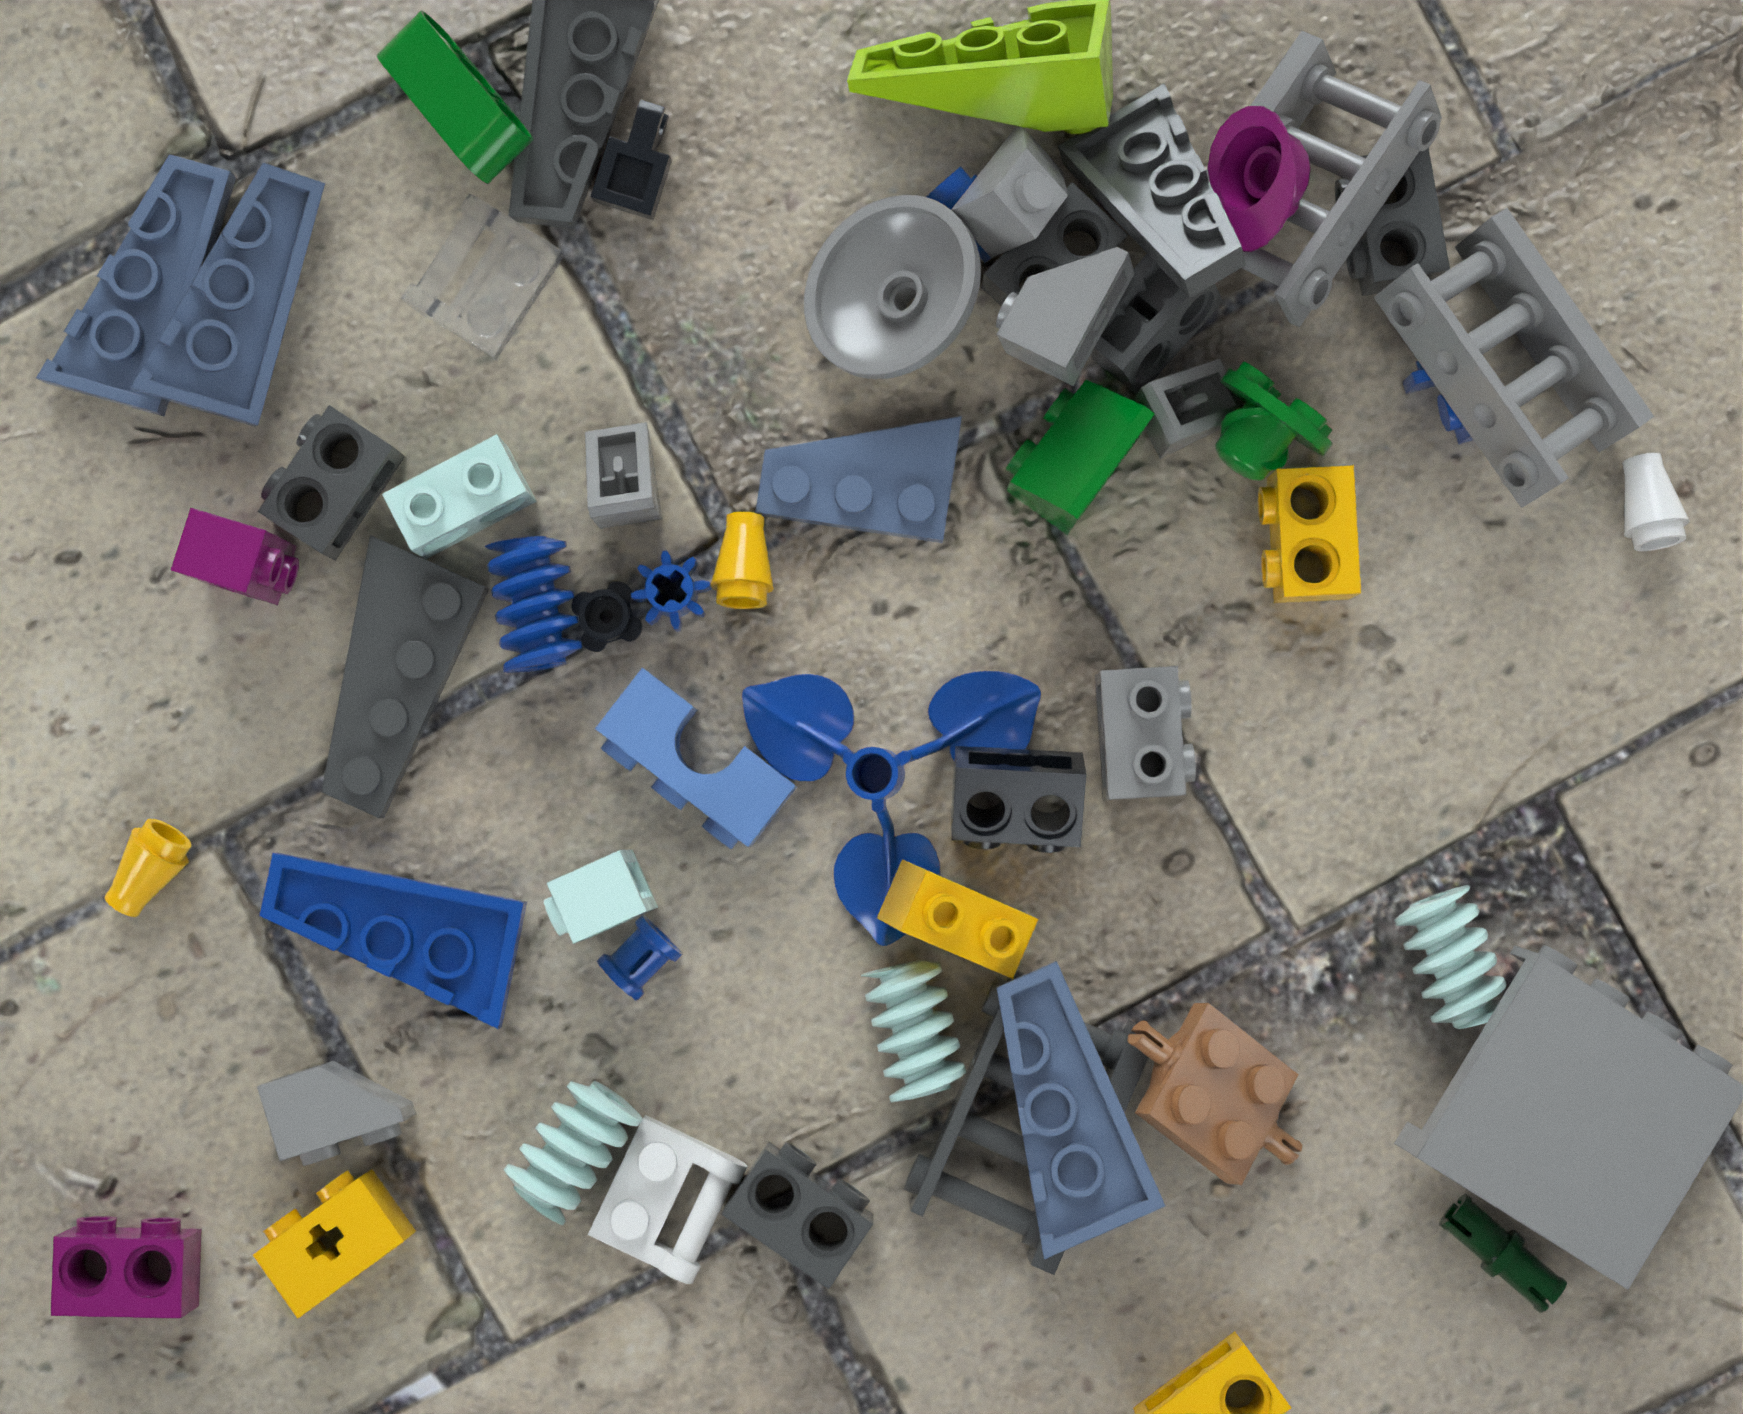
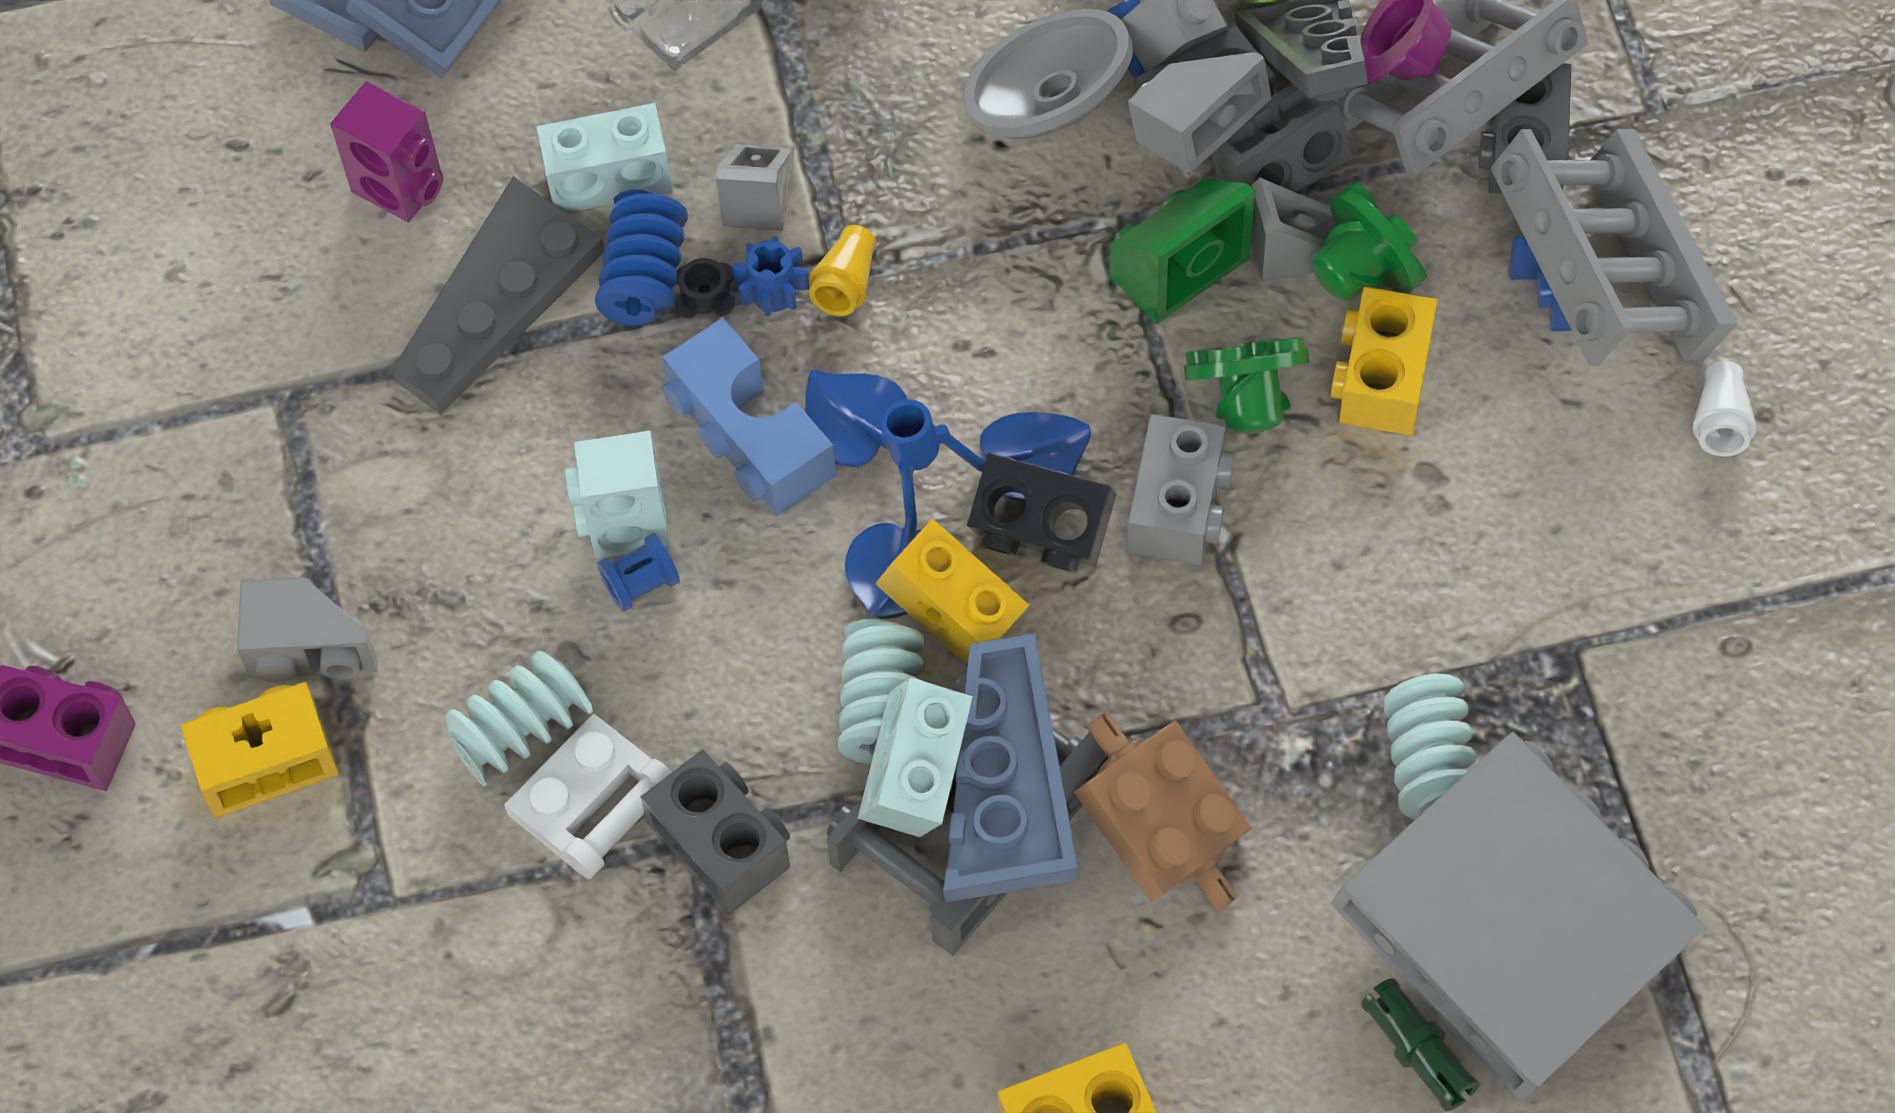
camera: 15 degrees right, 25 degrees down
(147, 865) = (209, 393): yellow cone -> none
(344, 492) = (499, 133): dark grey brick -> none
(424, 933) = (433, 503): blue wing -> none
(866, 481) = (981, 236): sand blue wing -> none
(979, 1127) = (915, 757): none -> light aqua brick
(1182, 592) = (1249, 380): none -> green plate

